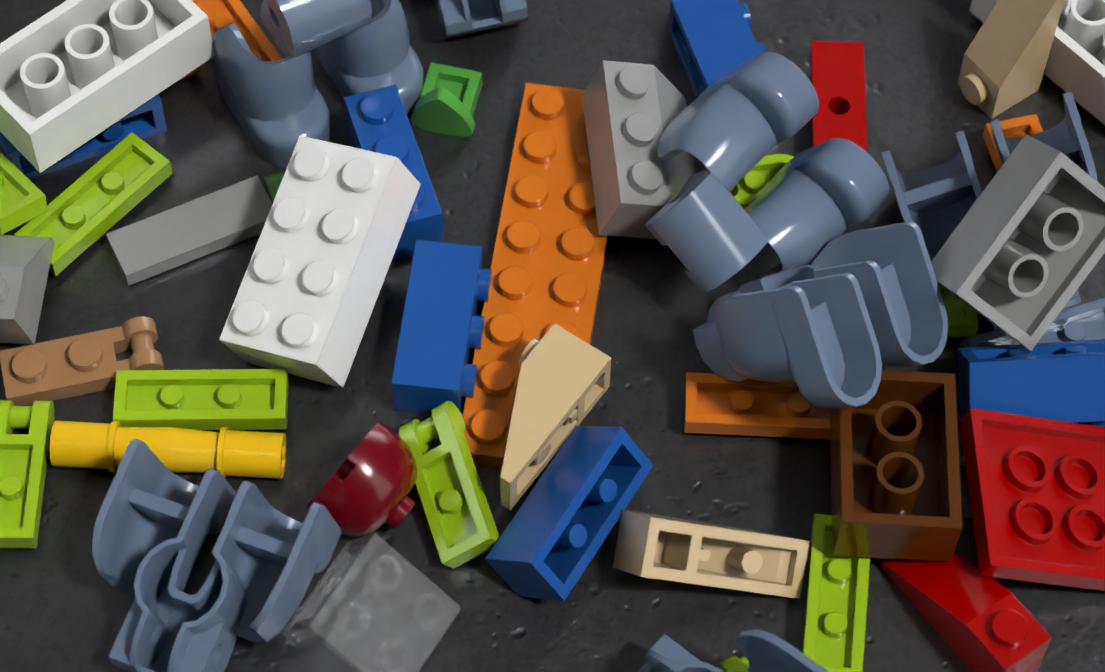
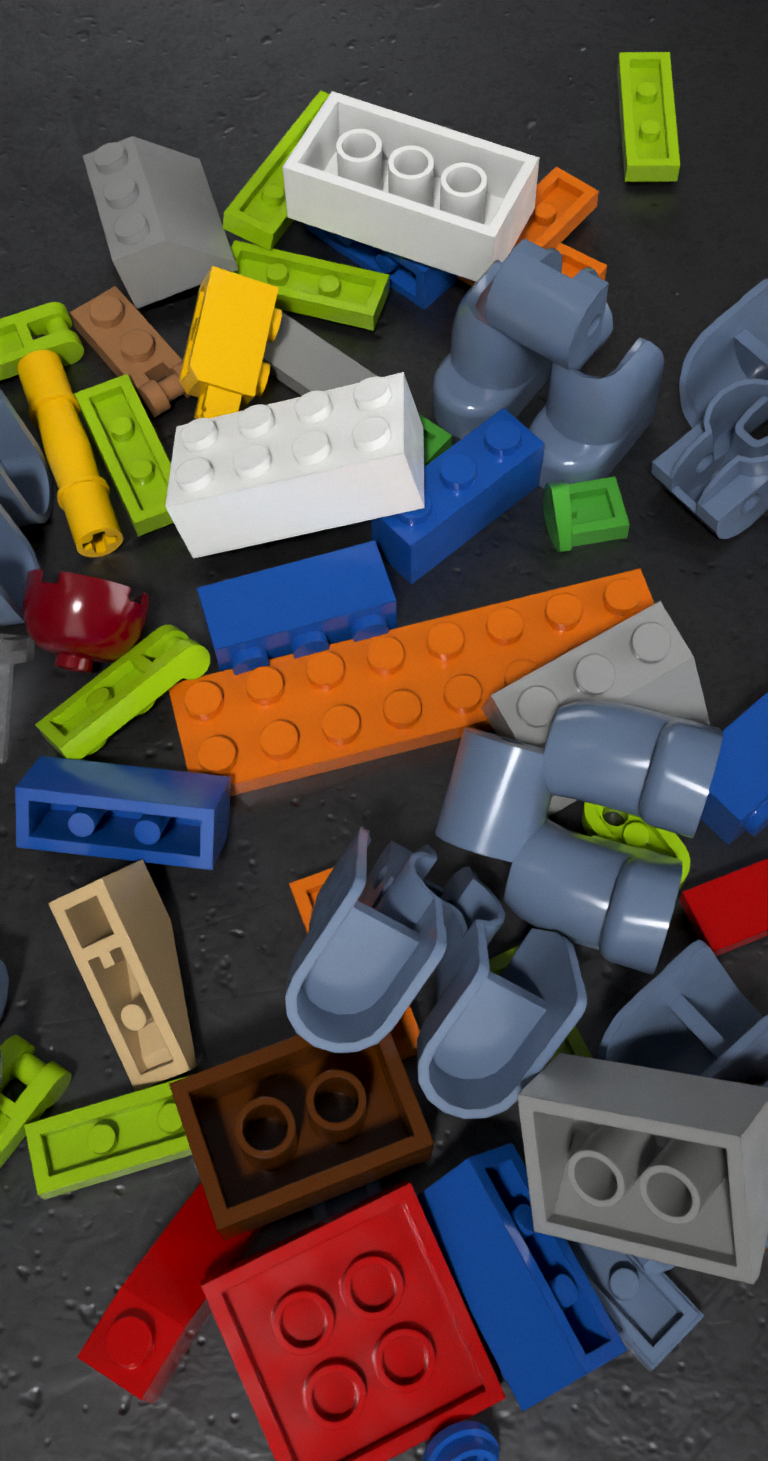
camera: 70 degrees right, 5 degrees up
(153, 278) = (228, 342): none -> yellow hinge
(554, 393) = (233, 732): tan slope -> none

